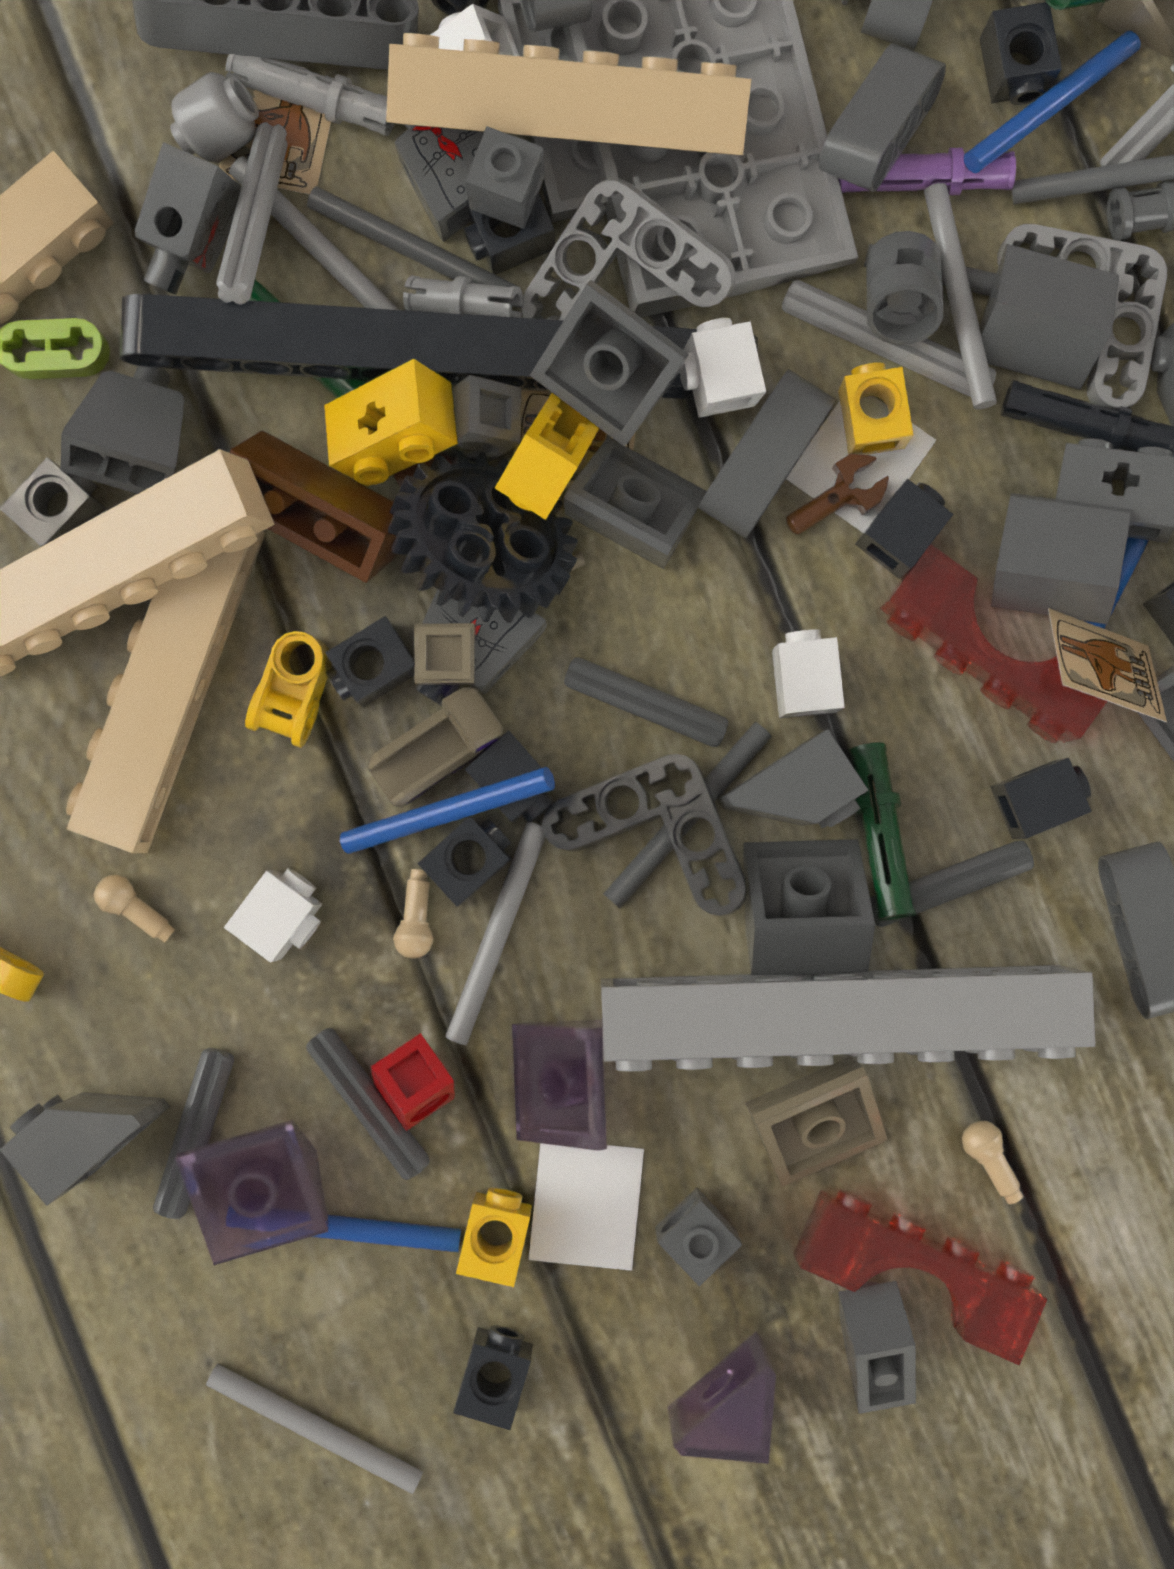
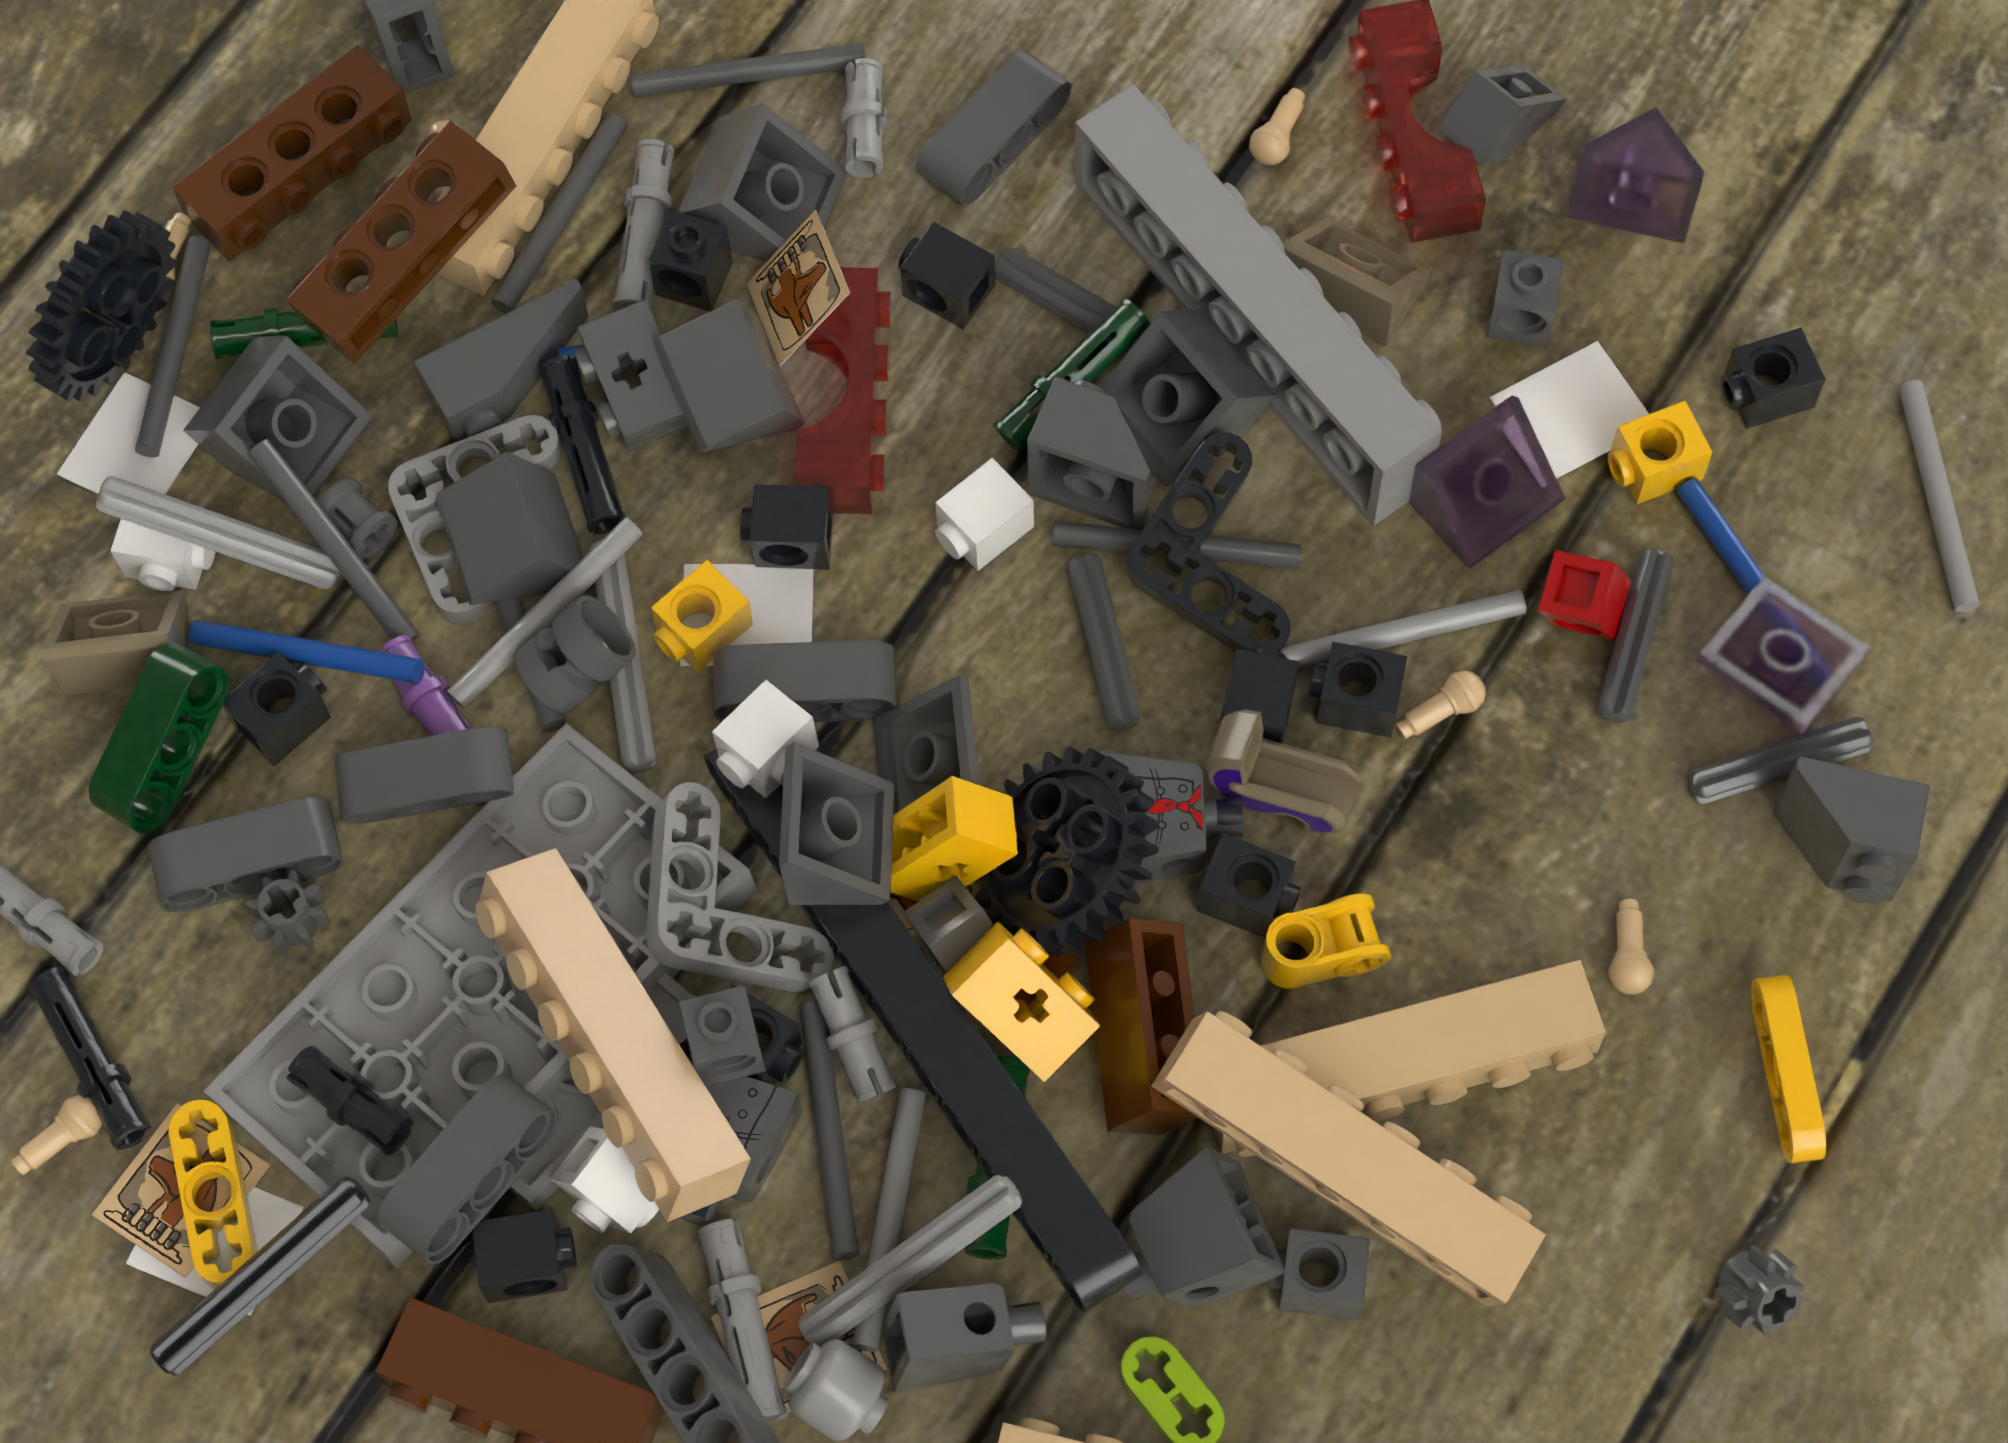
camera: 125 degrees left, 20 degrees down
(276, 914) = (1535, 815): white brick -> none
(444, 654) = (1195, 809): dark tan tile -> none
(448, 810) = (1332, 723): blue bar -> none
(839, 495) = (794, 603): reddish brown bar -> none

